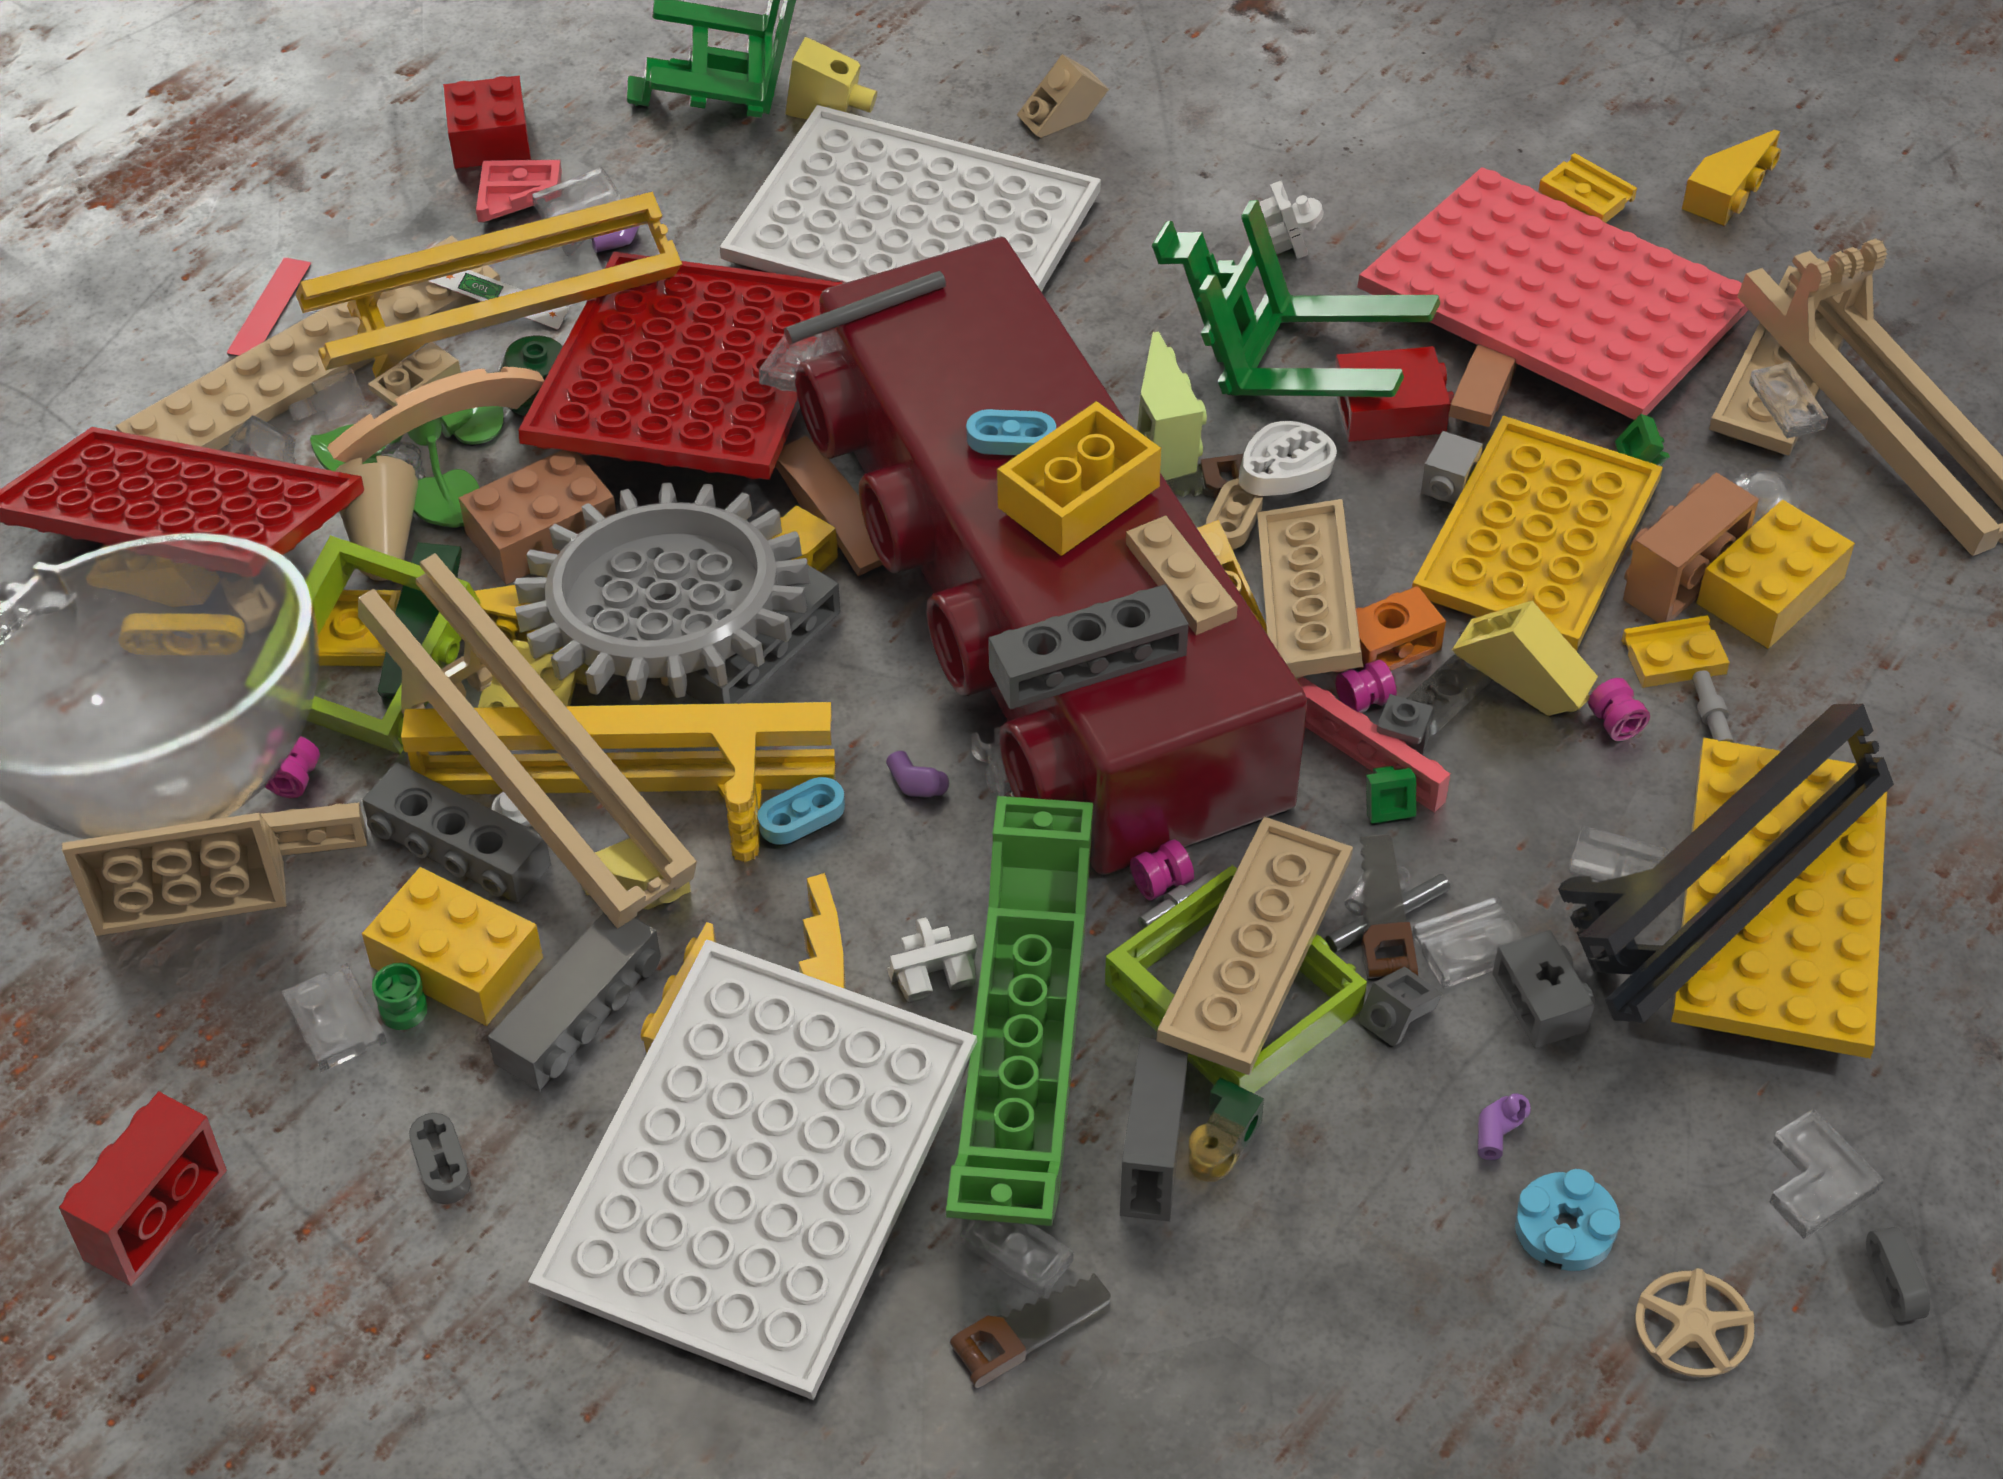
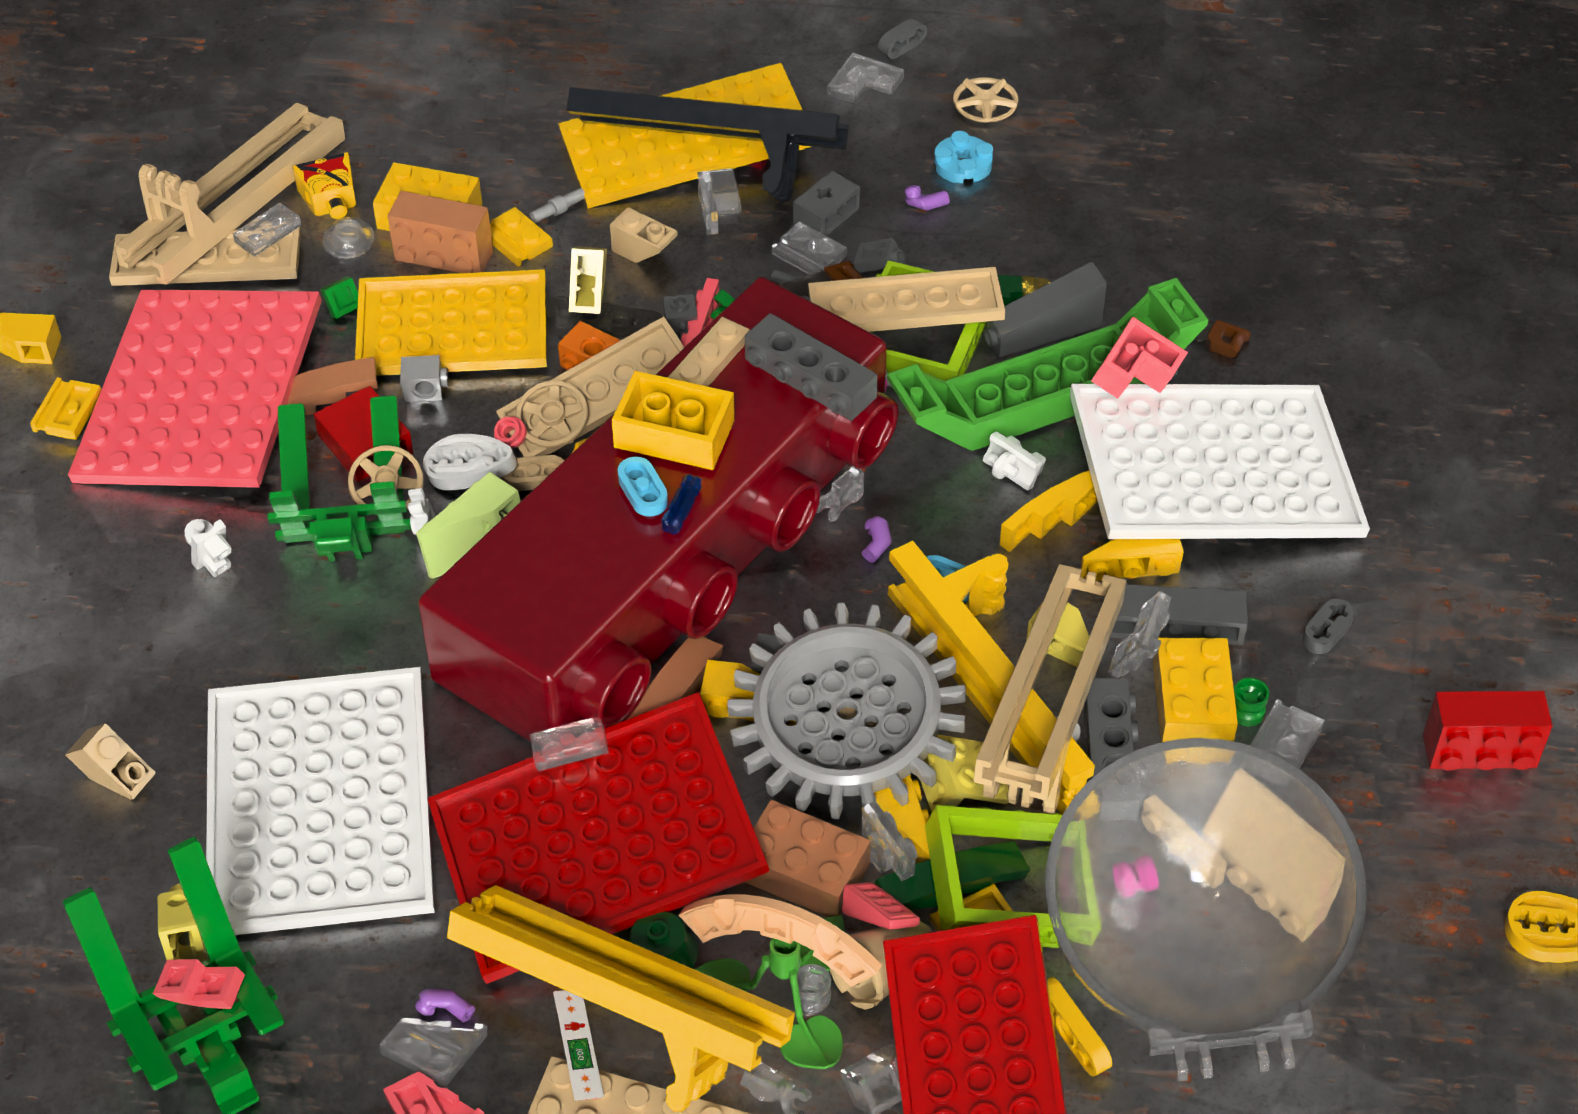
camera: 120 degrees left, 0 degrees up
(445, 519) = (876, 906): none -> coral slope
(493, 552) = (888, 846): none -> clear plate
(553, 915) = (1144, 640): none -> clear plate
(743, 59) = (196, 985): none -> coral slope
(864, 307) = (560, 632): dark grey bar -> none
(947, 1108) = (1139, 354): none -> coral brick
(964, 458) = (681, 504): none -> clear blue axle
(1217, 390) = (420, 509): none -> white plate
(1288, 370) = (384, 473): none -> tan wheel
(1295, 494) = (507, 424): none -> coral plate
(1295, 534) = (552, 414): none -> tan wheel
(1585, 750) = (639, 236): none -> tan slope
(1617, 707) = (593, 234): dark pink wheel -> none
(1864, 497) = (326, 185): none -> torso

